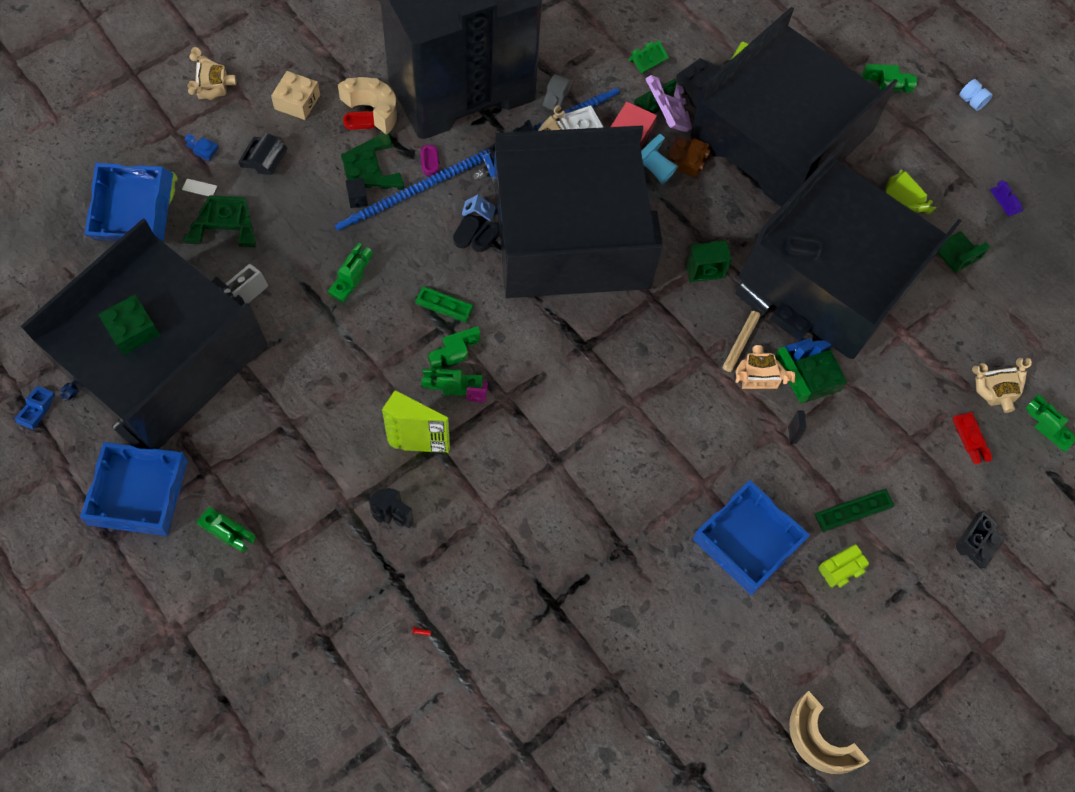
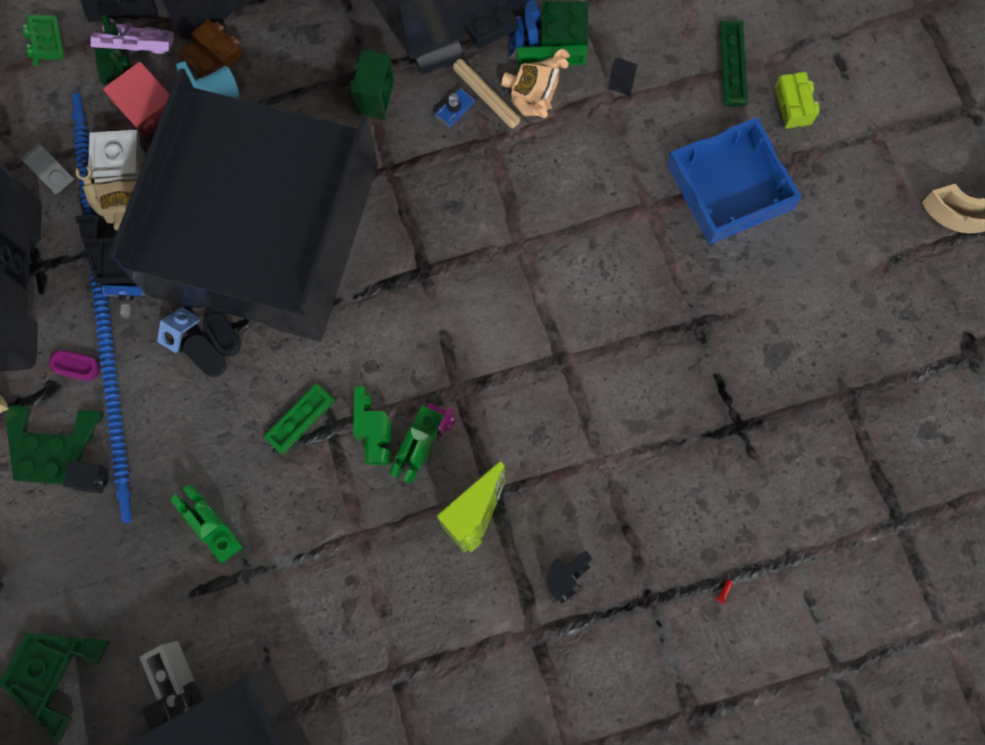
camera: 60 degrees left, 10 degrees up
(719, 323) = (454, 108): none -> blue piece

